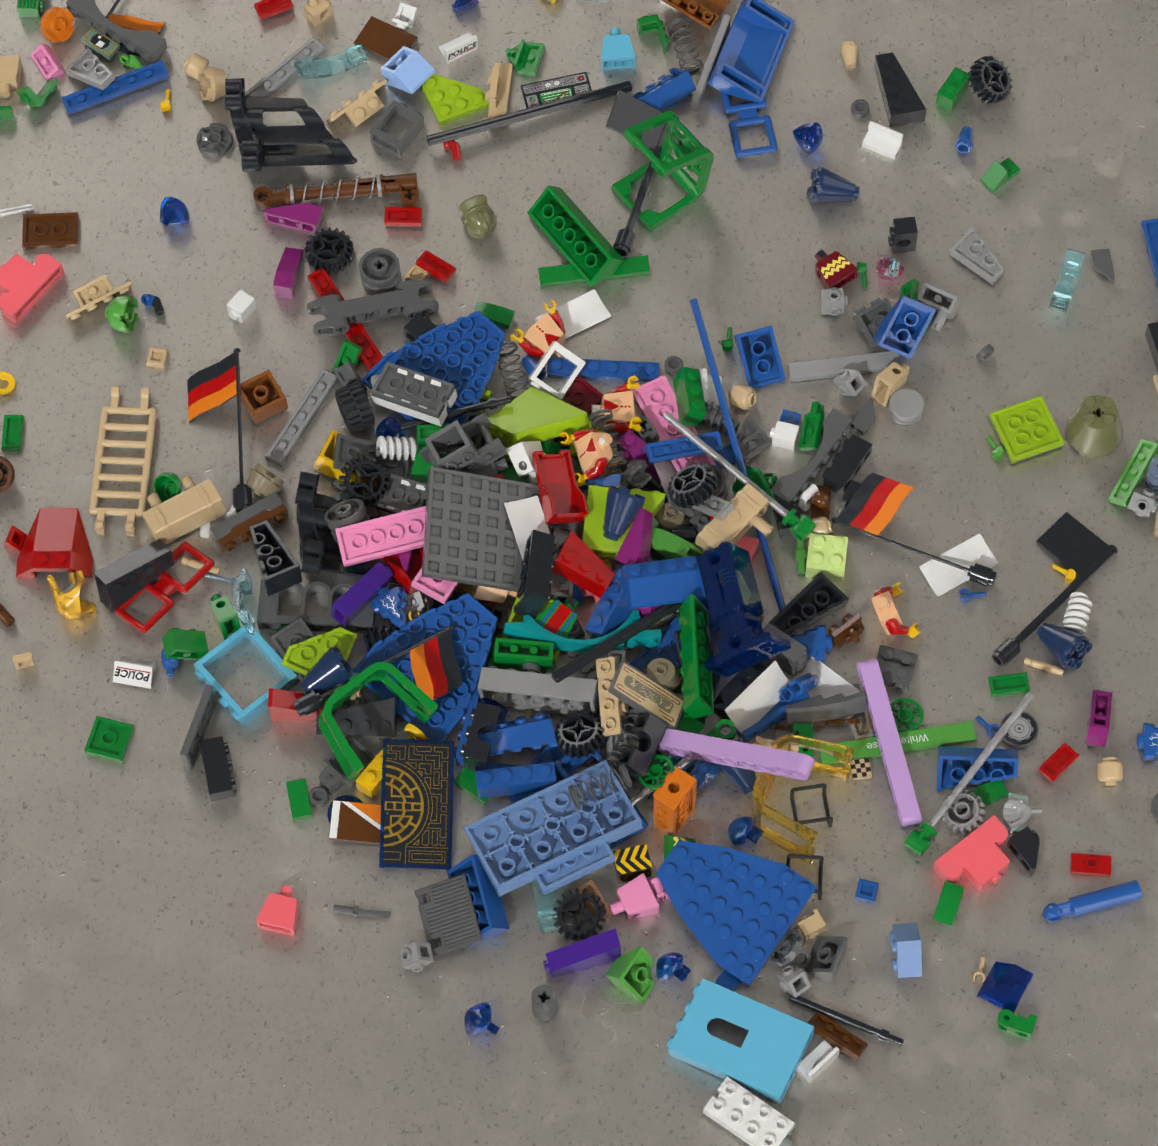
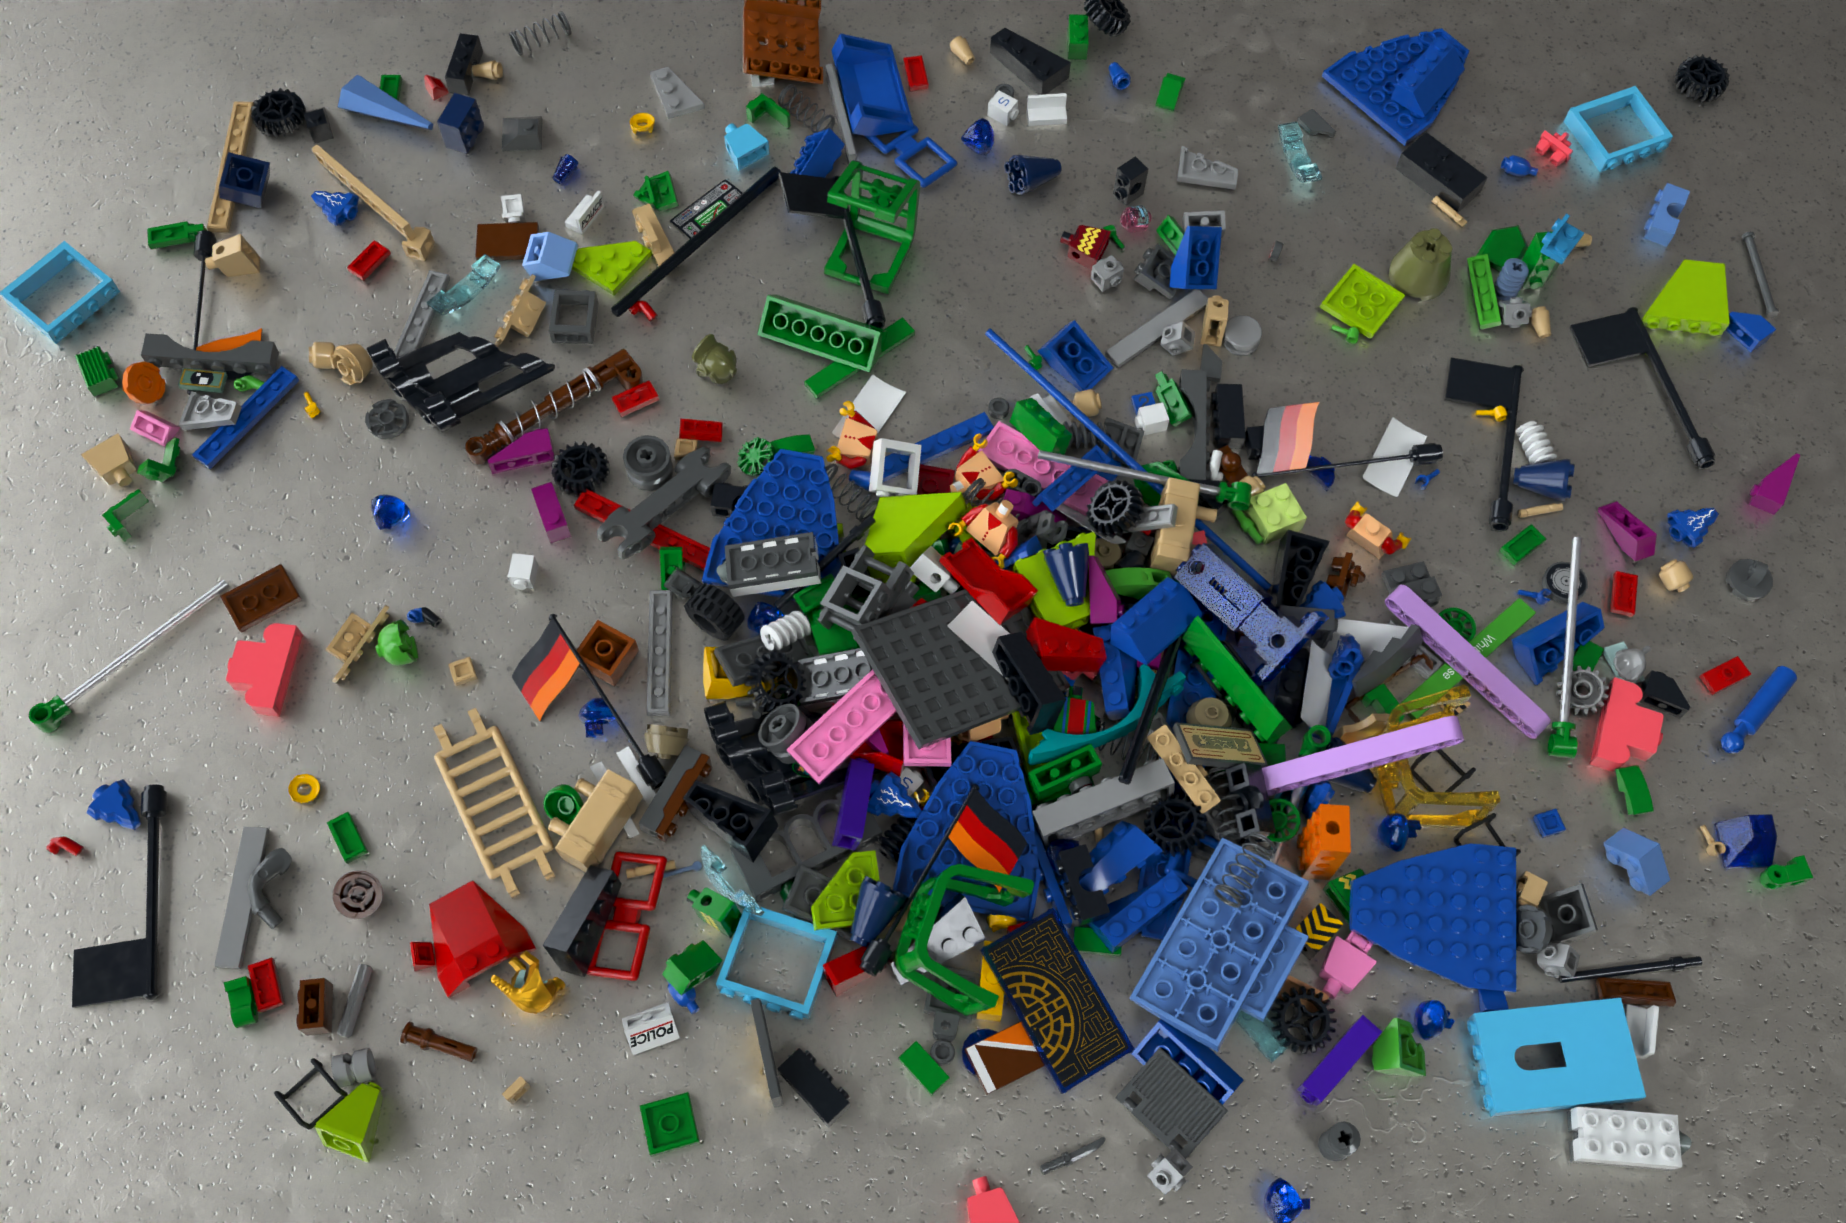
camera: 35 degrees left, 0 degrees up
(227, 437) = (594, 715): none -> clear blue piece
(463, 307) = (755, 456): none -> green wheel
(798, 55) = (915, 73): none -> red tile
(847, 121) = (1003, 108): none -> white brick
(891, 551) = (1324, 477): none -> clear blue tile

